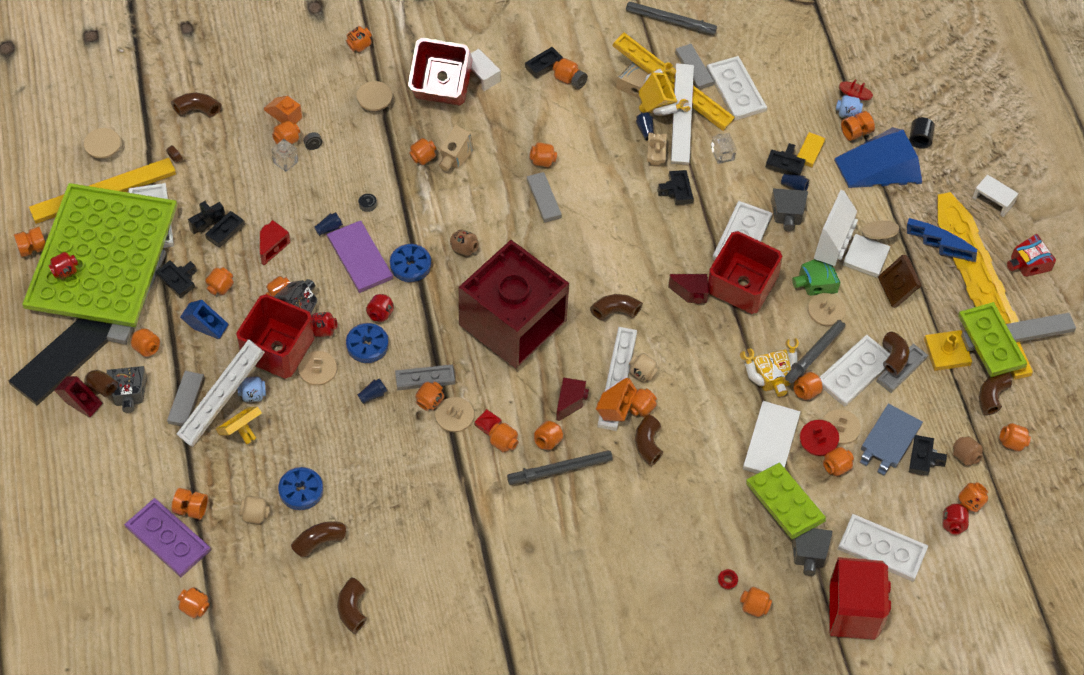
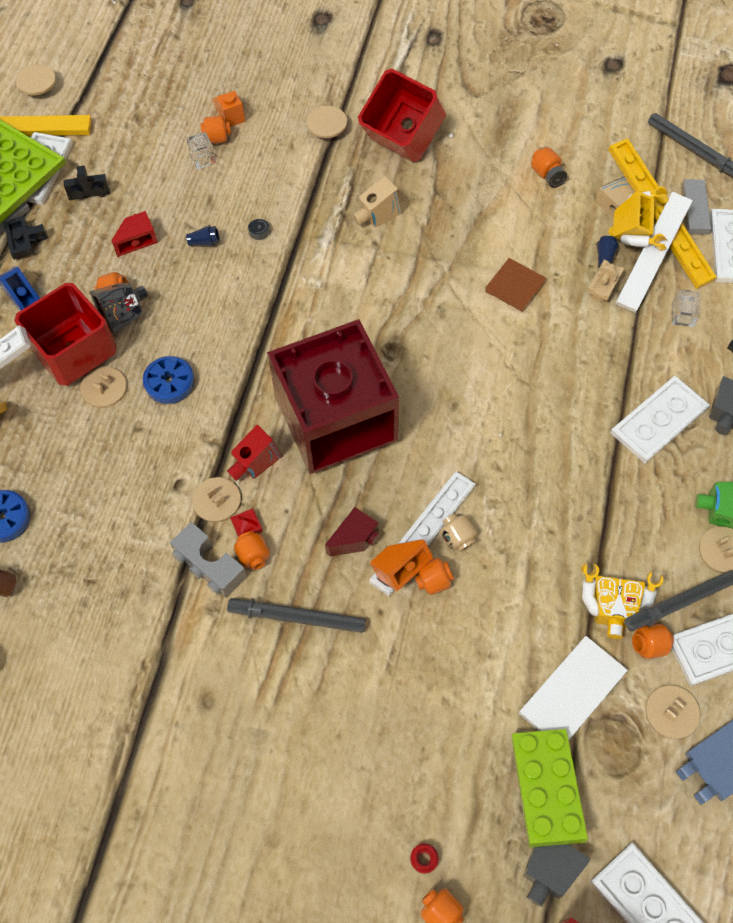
camera: 30 degrees right, 5 degrees up
(174, 154) = (96, 113): reddish brown tile -> none
(196, 101) = (148, 69): reddish brown cylinder -> none
(219, 281) = (58, 255): orange head -> none
(225, 229) = (98, 204): black plate -> none
(252, 389) = (18, 383): light blue head -> none
(312, 141) = (238, 146): tile -> none
(324, 324) = (132, 341): red head -> none
(359, 39) = (344, 60): orange head -> none
(360, 256) = (217, 283): medium lavender tile -> none
(372, 391) = (142, 436): dark blue cone -> none
(380, 307) = (202, 346): red head -> none
(409, 253) = (265, 320): blue wheel -> none
(415, 377) = (205, 442): light grey tile -> none
(422, 151) = (344, 195): orange head -> none
(429, 396) = (197, 466): orange head -> none
(464, 242) = (333, 308): medium nougat head -> none
(469, 369) = (254, 454): none -> red torso
(485, 69) = (456, 133): white panel -> none
(490, 463) = (222, 575): none -> light grey arch
(542, 154) = (472, 243): orange head -> none
(543, 62) = (525, 145): black plate -> none
(544, 197) = (450, 290): light grey tile -> none
(548, 435) = (302, 570): orange head -> none
(590, 175) = (515, 284): none -> dark orange tile
(616, 303) = (465, 442): reddish brown cylinder -> none
(645, 440) = (413, 627): reddish brown cylinder -> none
(677, 187) = (608, 334): black hinge -> none
(690, 287) = (565, 456): dark red slope -> none
(748, 260) = (641, 447): red plate -> none
(819, 437) = (637, 715): red piece -> none
(838, 461) = (646, 760): orange head -> none

